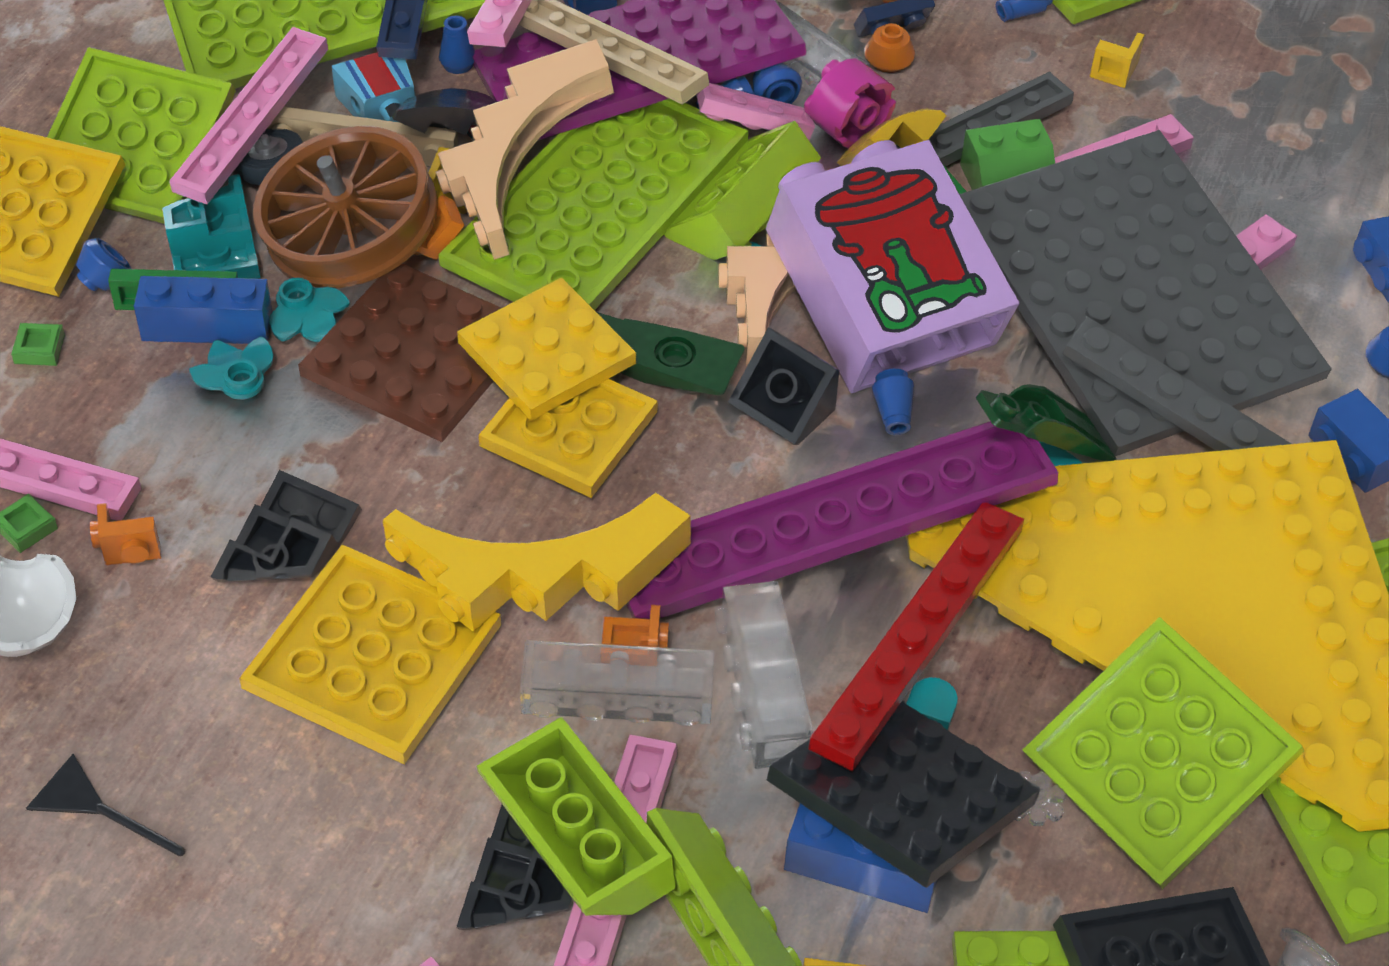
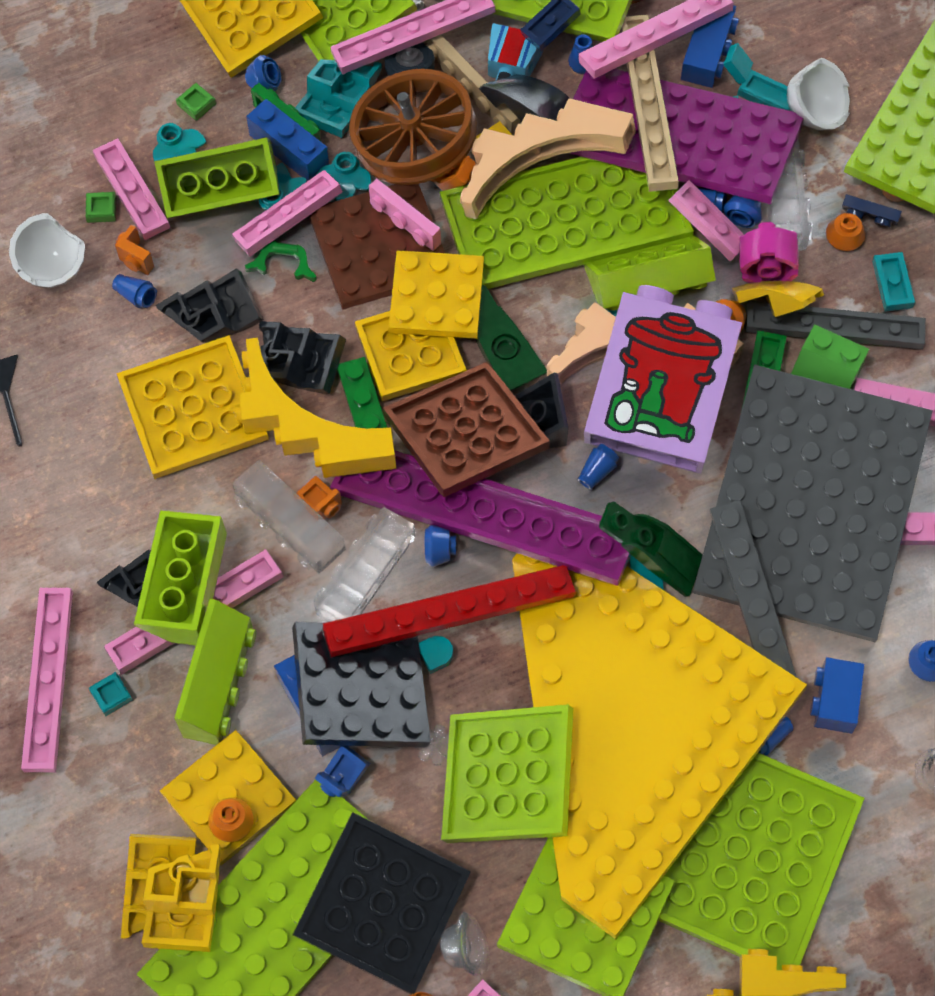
camera: 45 degrees right, 15 degrees up
(63, 401) = (183, 143): none -> teal plate
(157, 391) = (217, 177): none -> lime slope
(168, 577) = (136, 291): none -> blue cone
(279, 381) = (287, 213): none -> bright pink plate
(328, 415) = (273, 248): none -> green helmet
(430, 290) = (404, 215): none -> bright pink plate
(463, 504) = (301, 356): none -> black slope
(555, 504) = (361, 394): none -> green plate
(726, 451) = (465, 429): none -> copper plate
(818, 590) = (438, 545): none -> blue cone
(977, 901) = (342, 772): none -> blue bracket
(982, 62) = (893, 281): none -> teal plate

